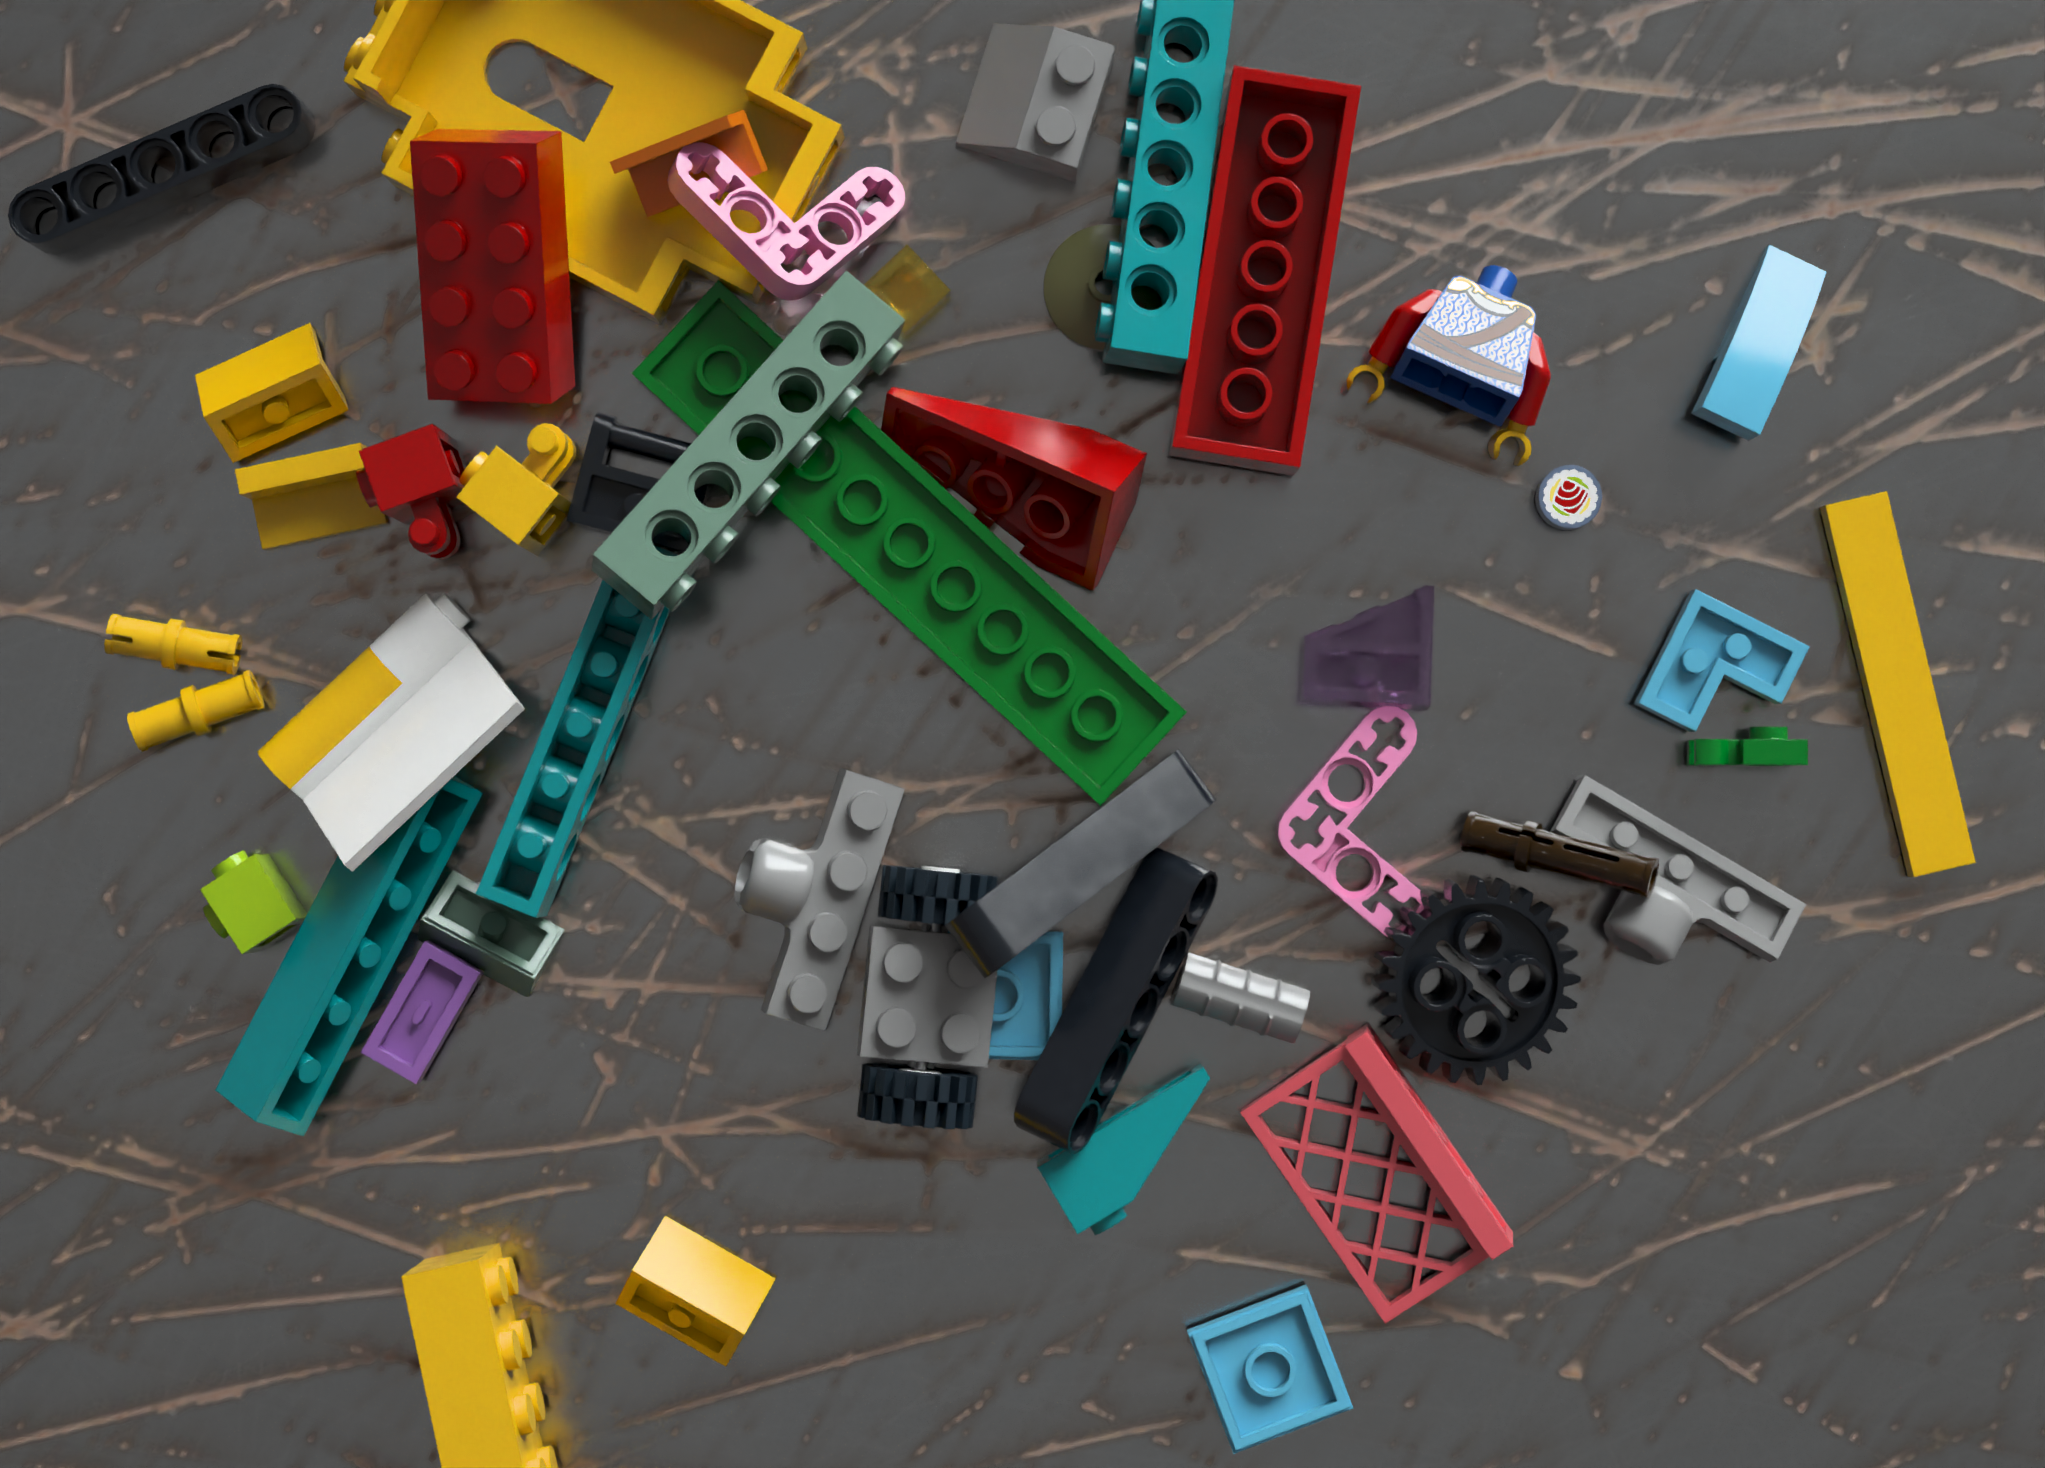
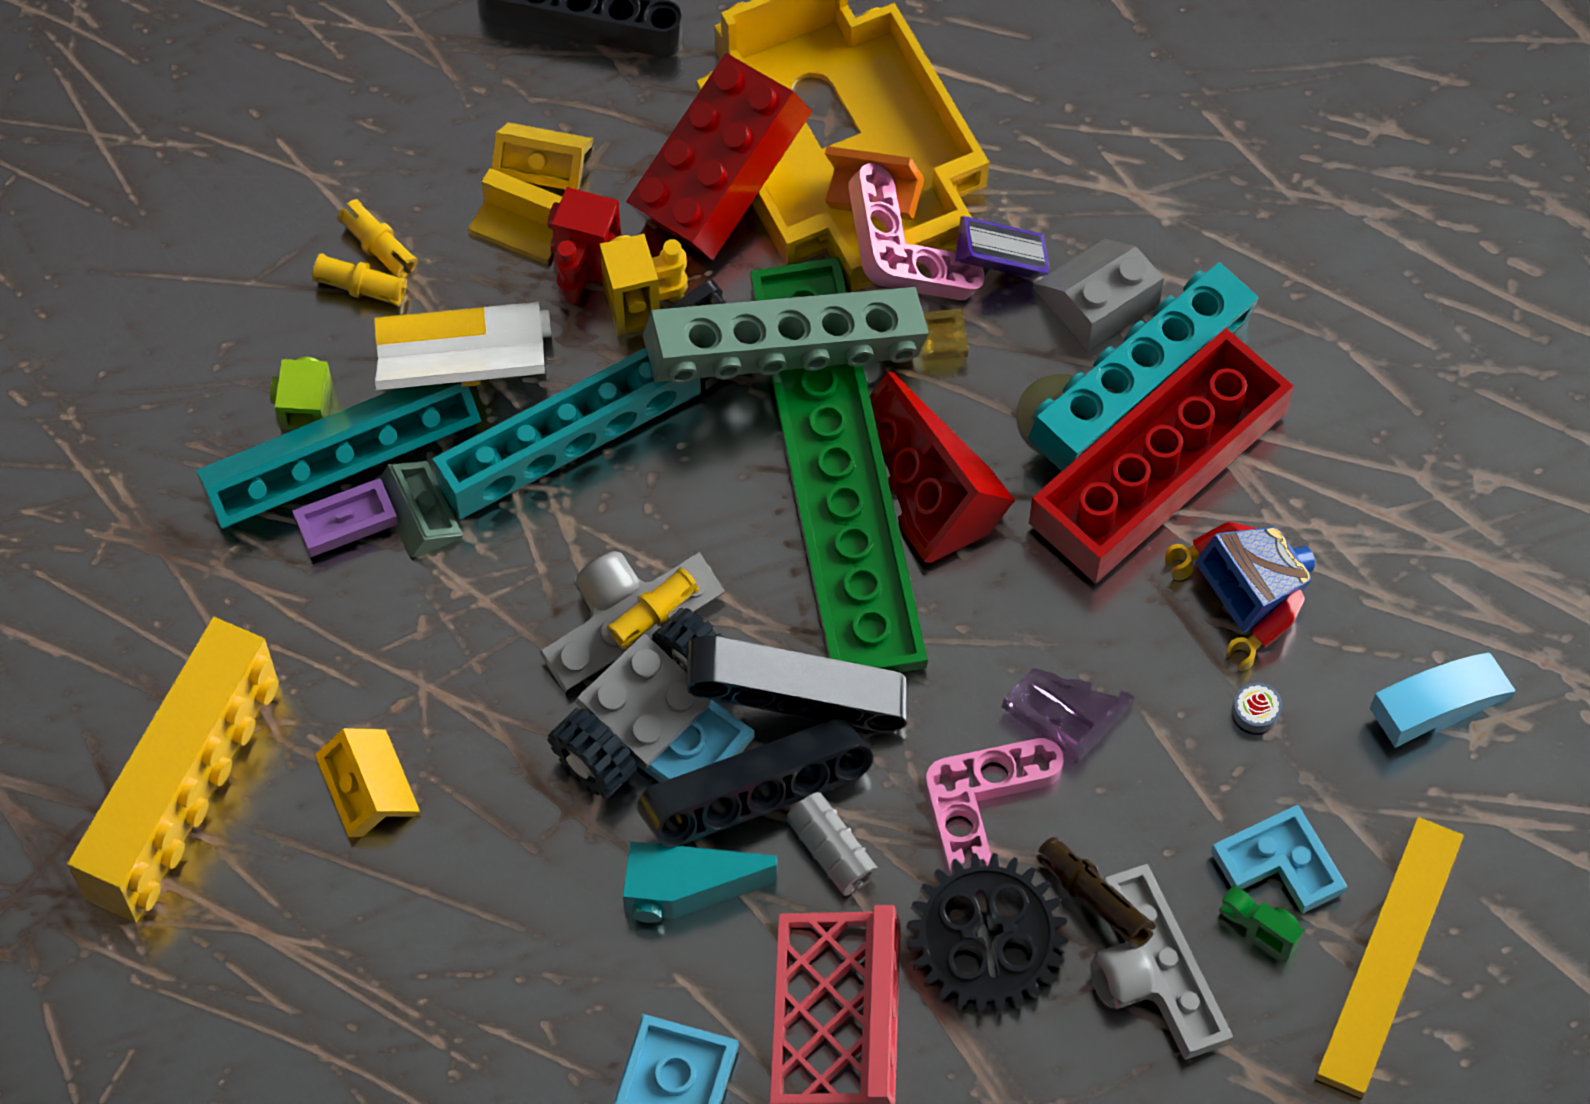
camera: 40 degrees right, 25 degrees down
(855, 884) = (652, 608): none -> yellow pin
(896, 133) = (1001, 248): none -> slope

